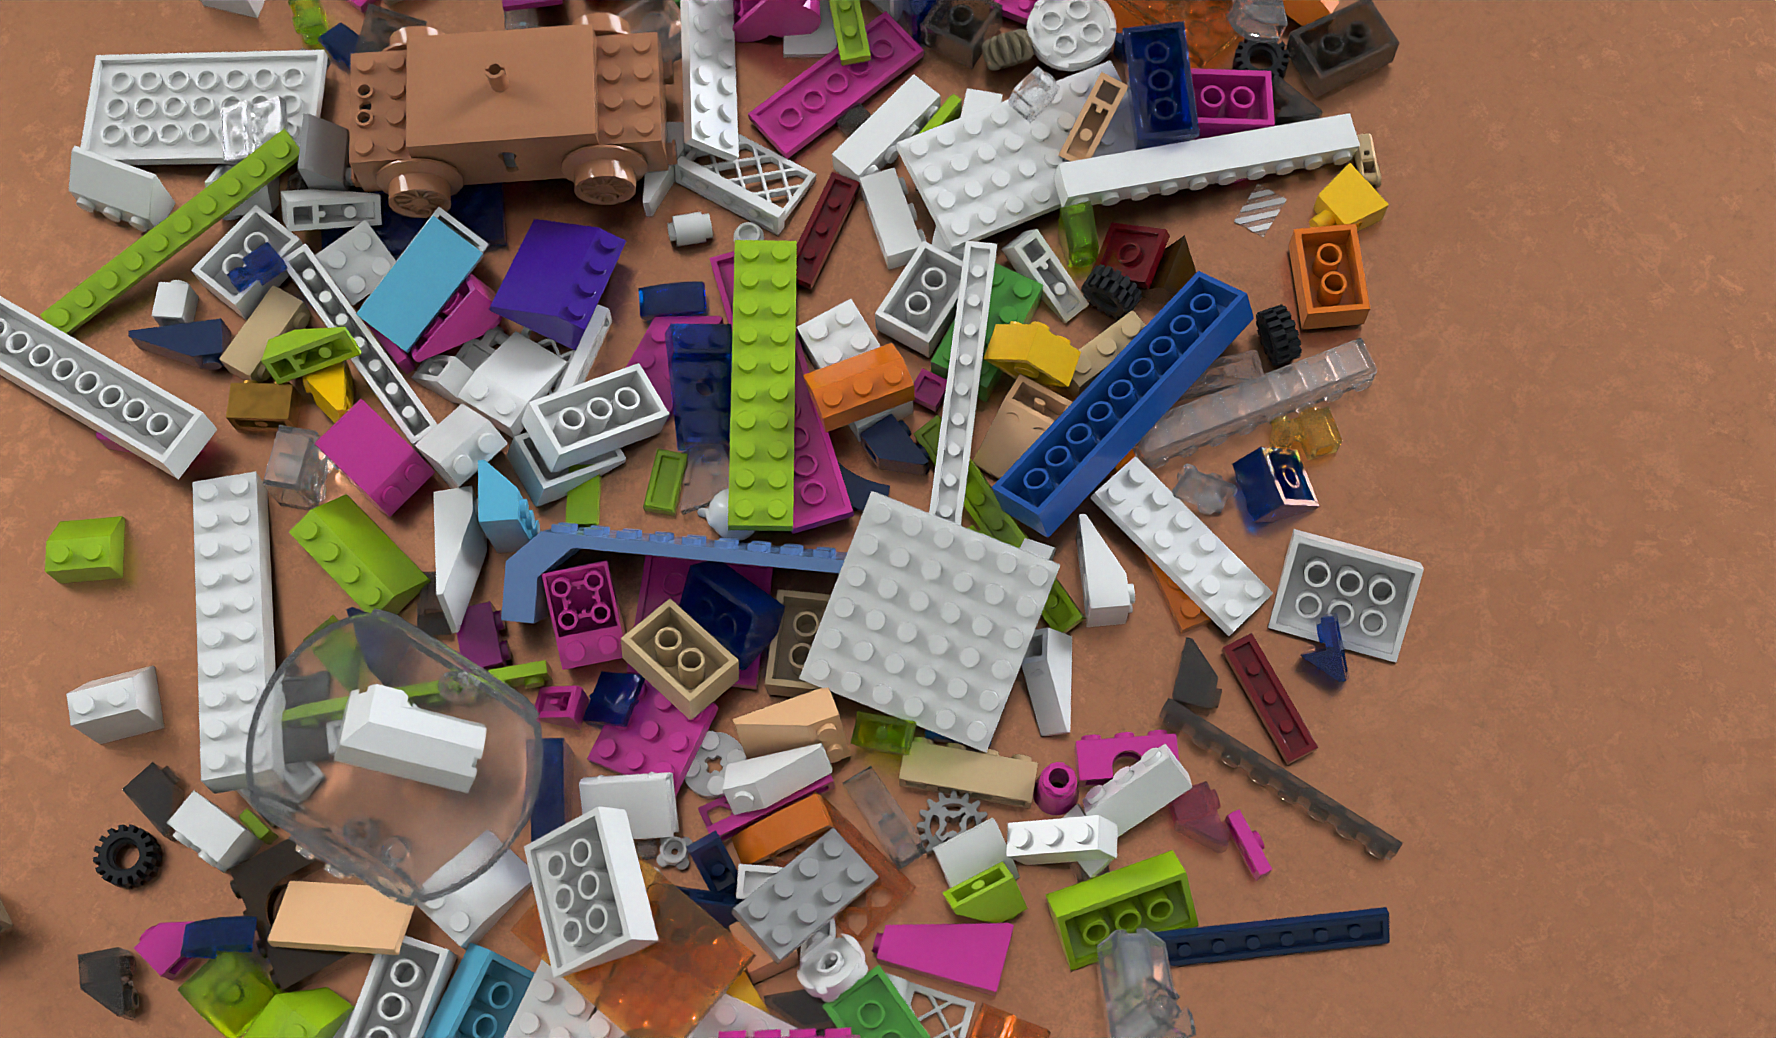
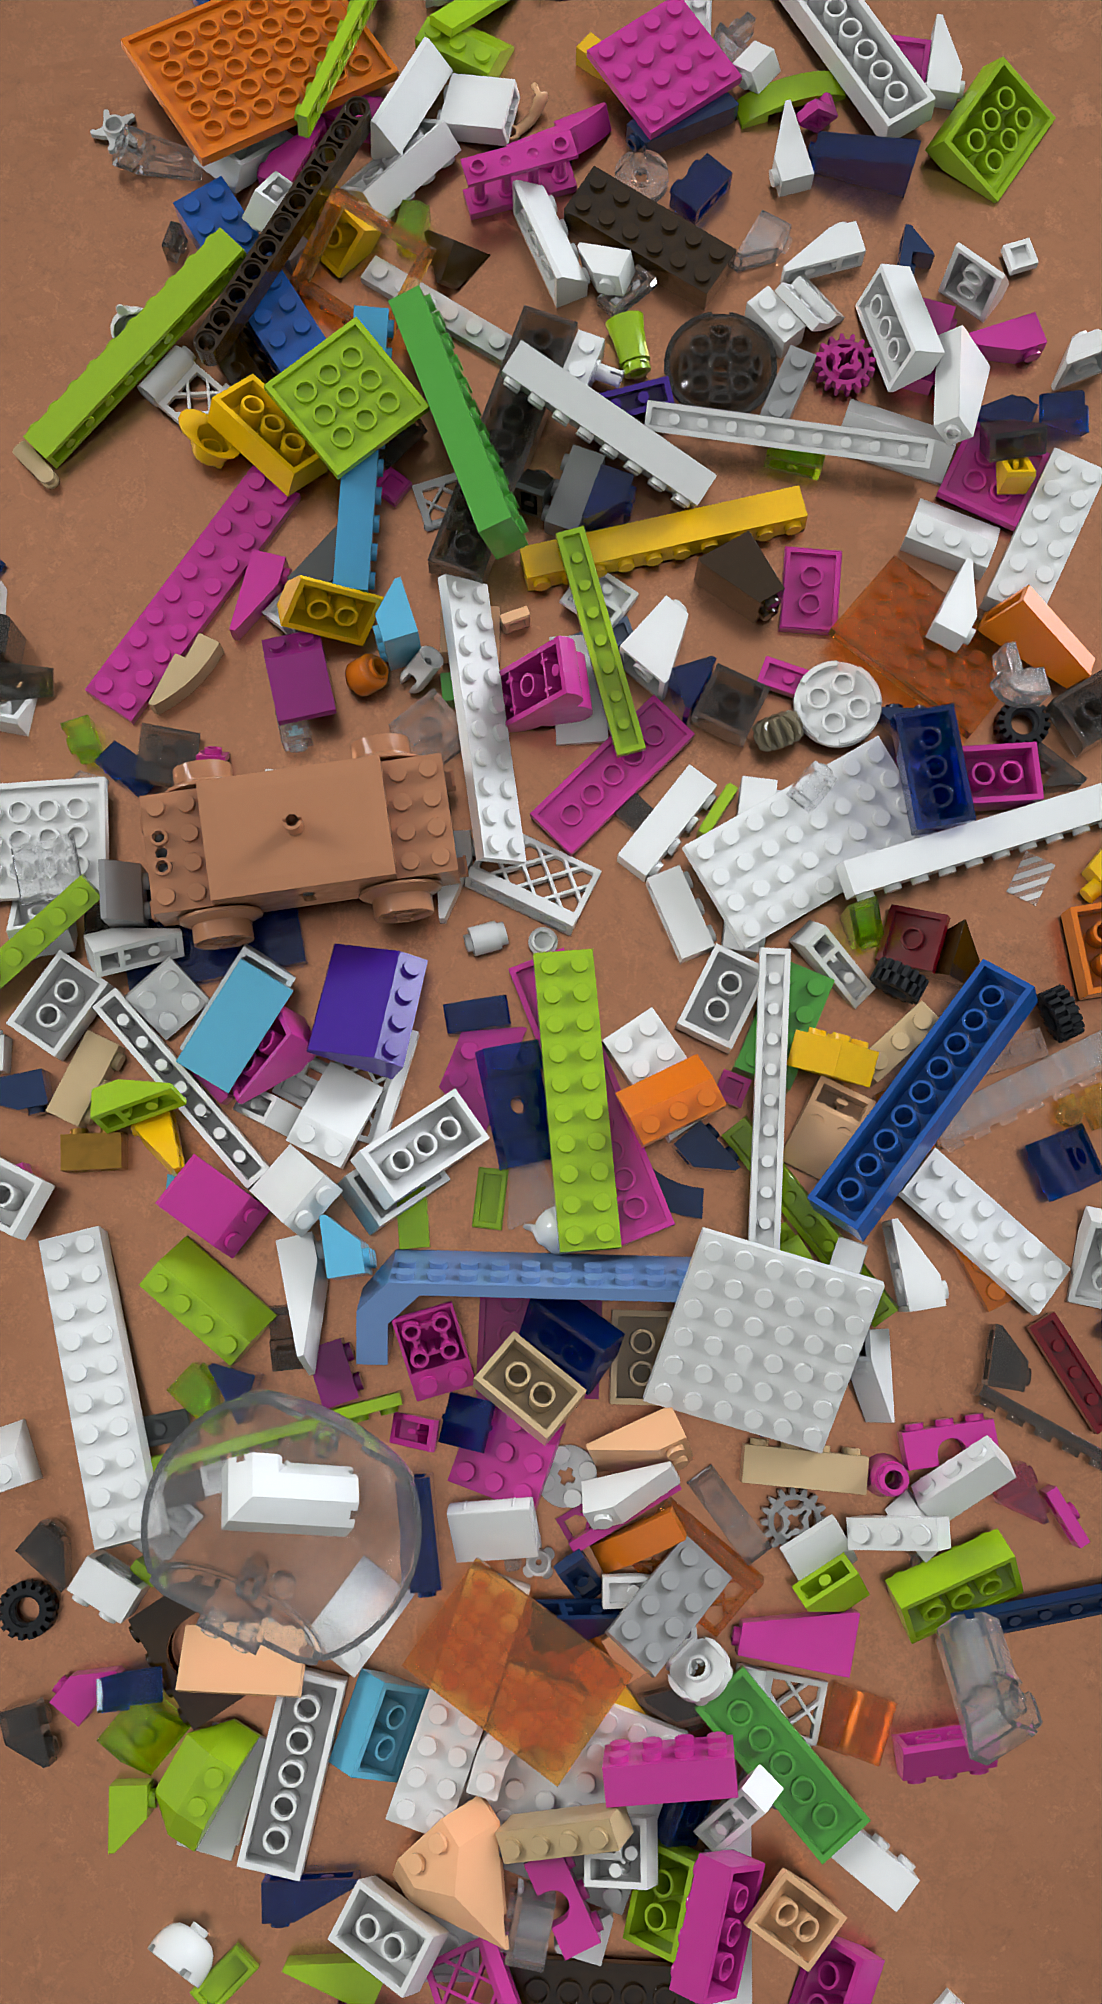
camera: 10 degrees left, 10 degrees up
(260, 265) = (76, 1016): clear blue plate -> none
(297, 469) = (137, 1218): clear brick -> none
(590, 891) = (475, 1630): white slope -> none
(824, 227) = (615, 926): dark red plate -> none
(883, 733) = (725, 1443): clear neon green slope -> none
(1093, 118) = (871, 806): light nougat slope -> none
(1203, 489) = (1000, 1175): clear hips -> none

